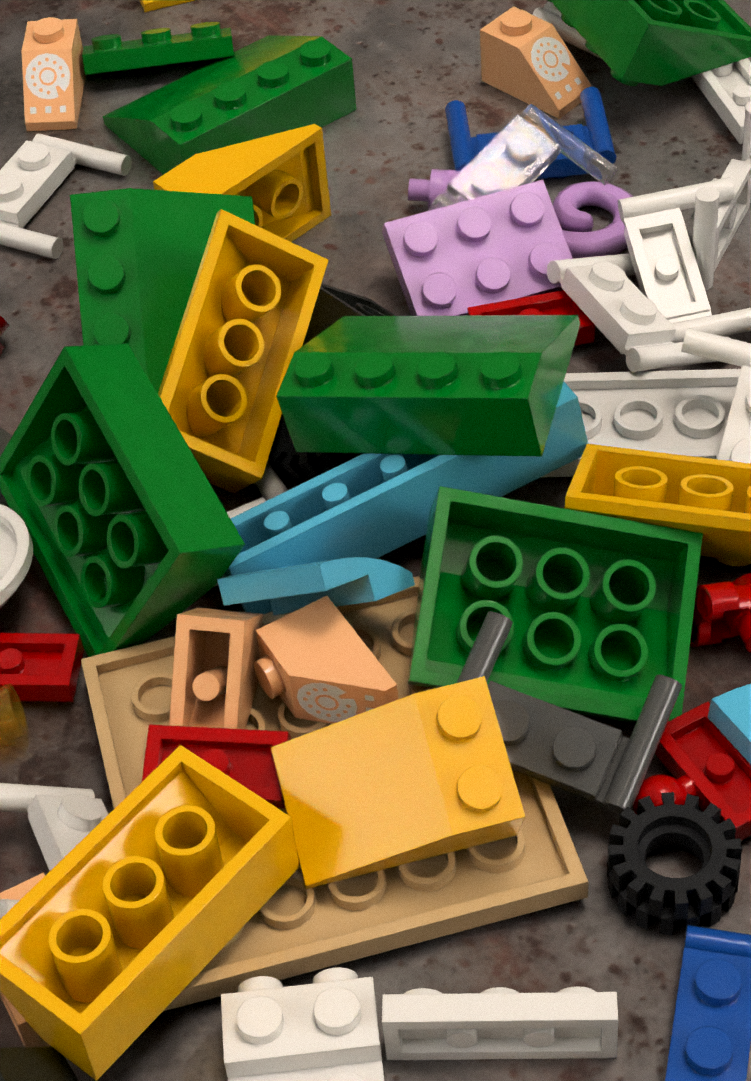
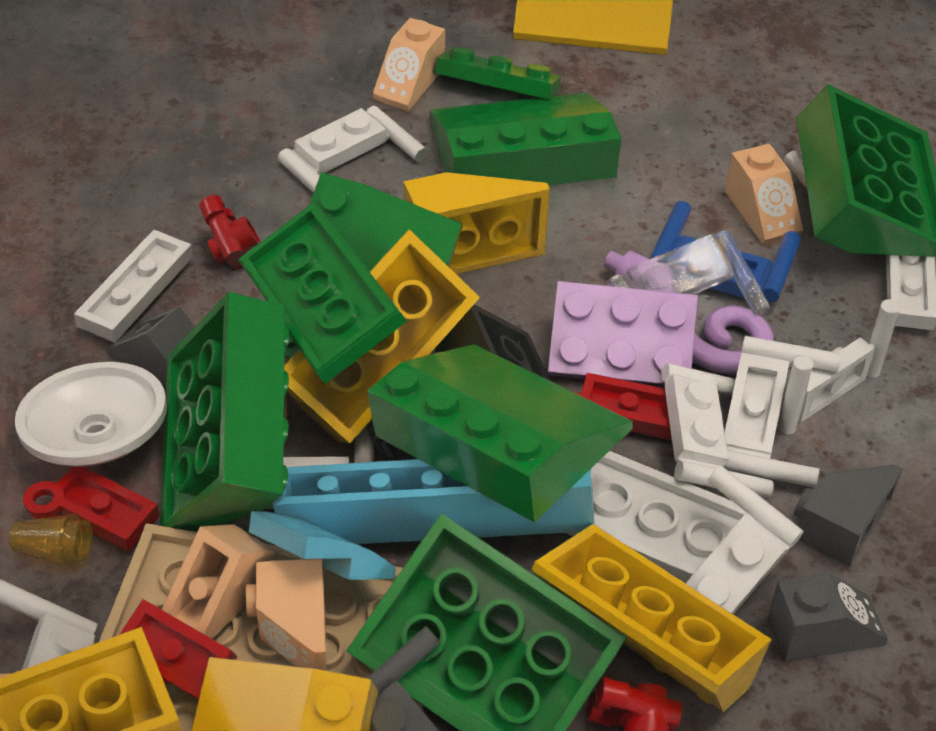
camera: 20 degrees right, 0 degrees up
(180, 319) = (327, 292): none -> green tile

